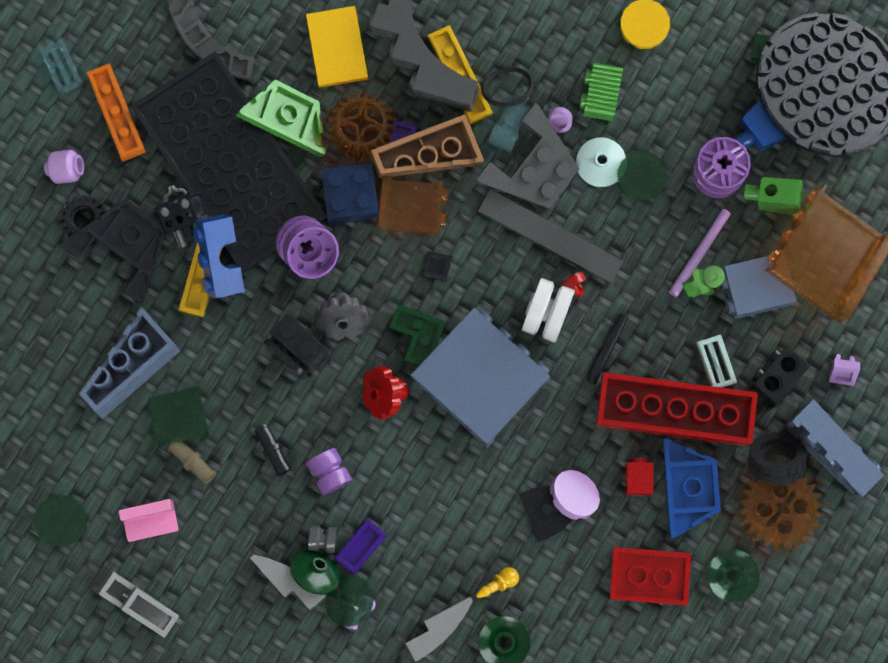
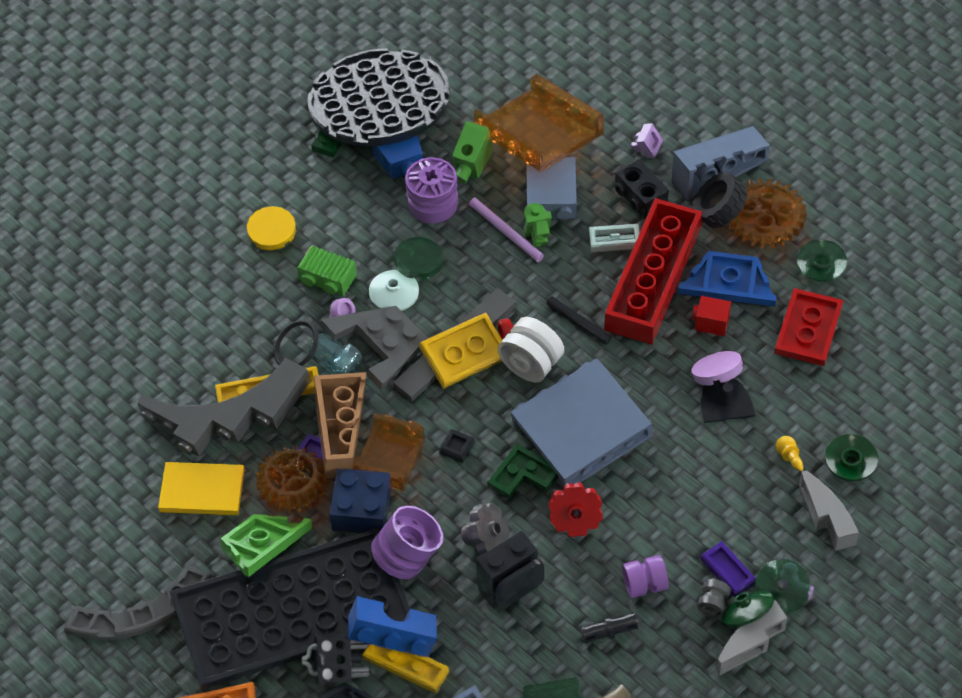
camera: 70 degrees left, 25 degrees down
(540, 246) = (462, 350): none -> yellow tile

